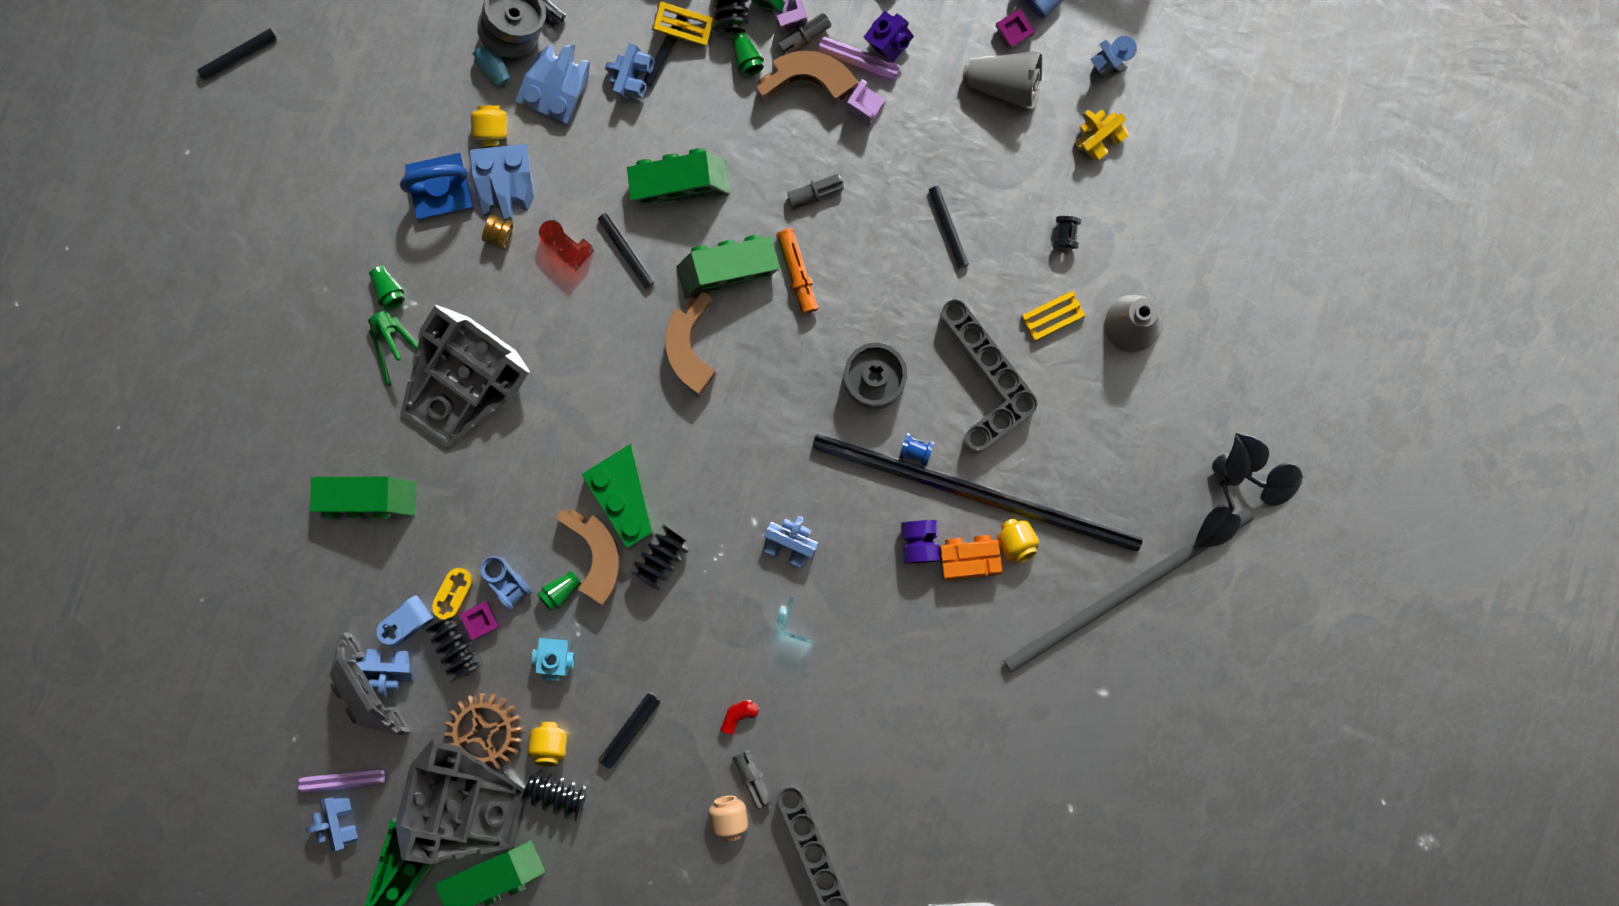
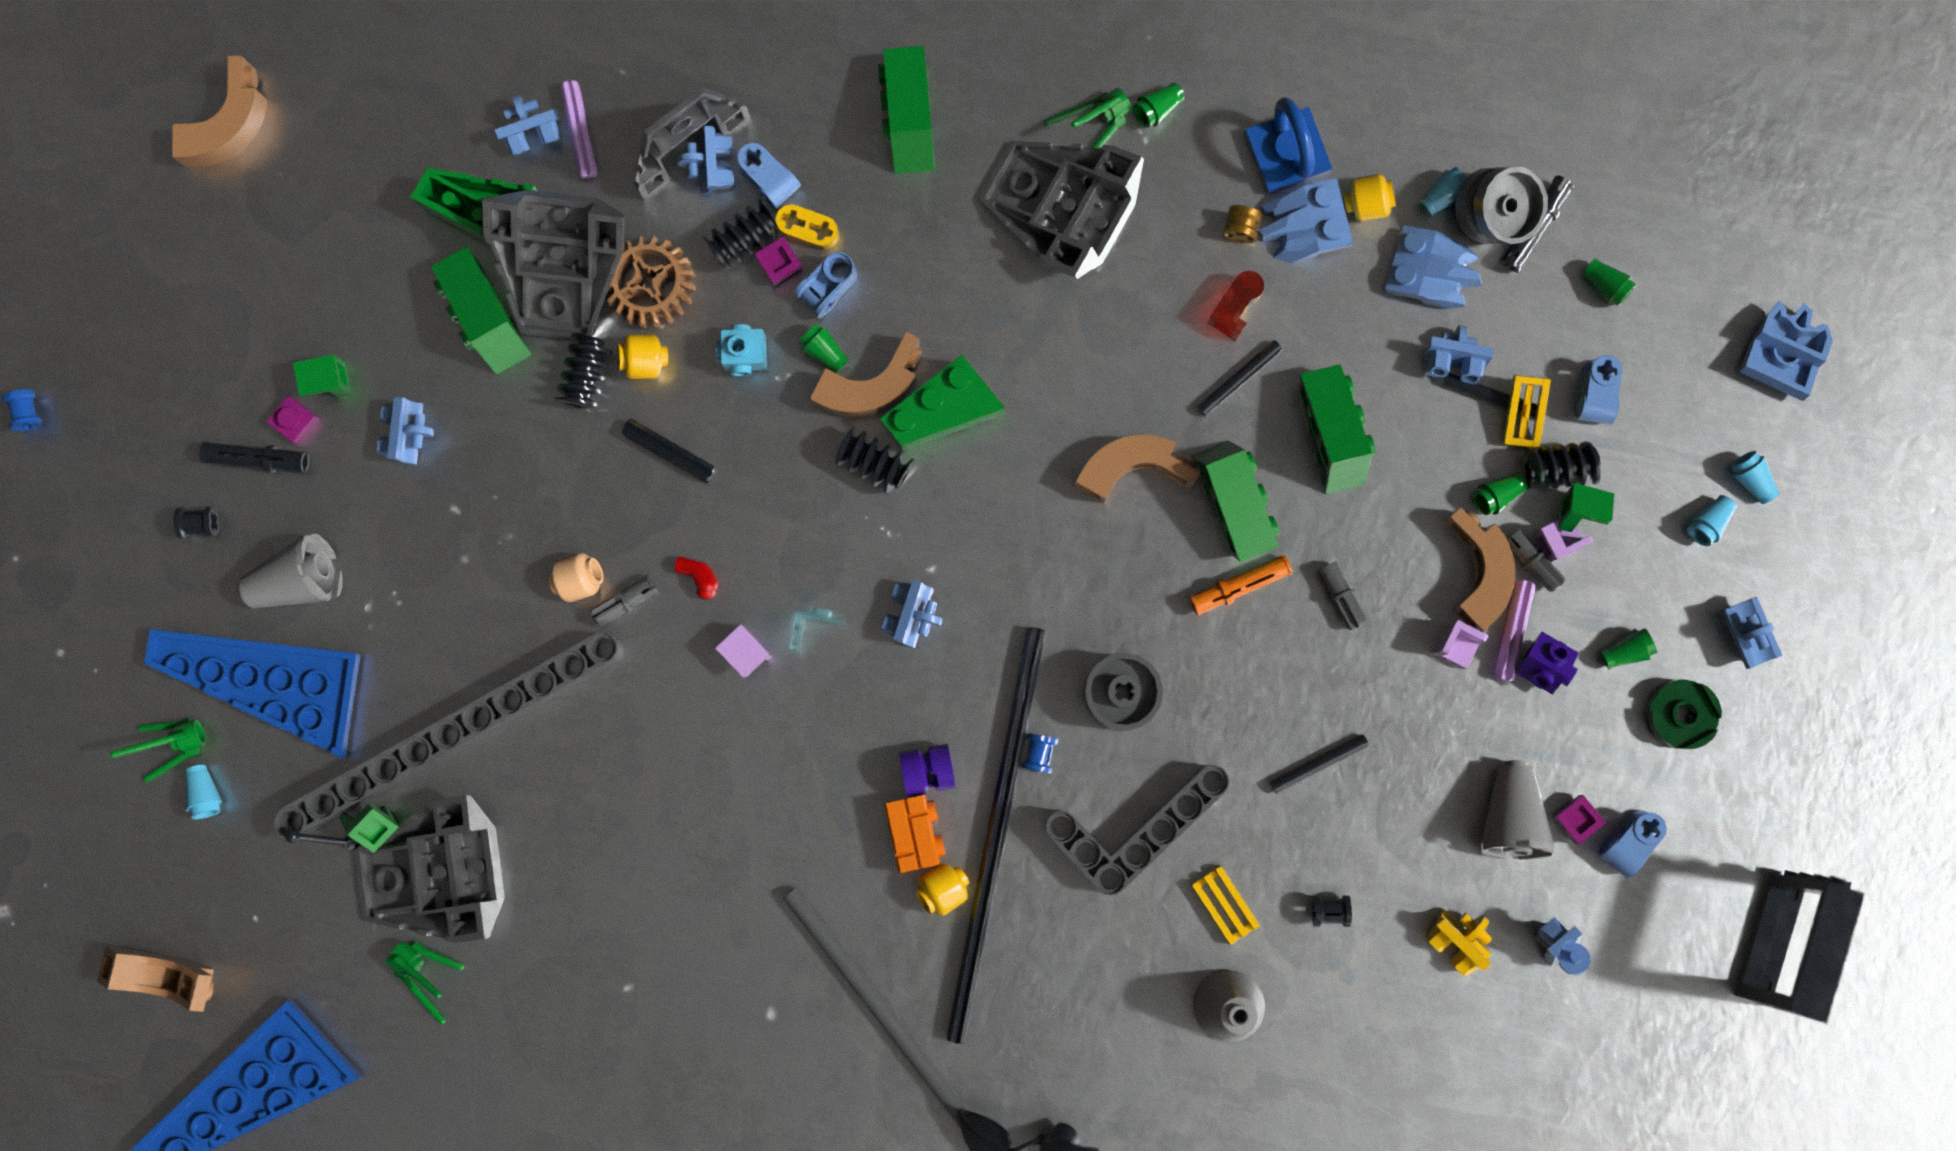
camera: 90 degrees right, 0 degrees up
(807, 682) = (743, 651): none -> lavender panel

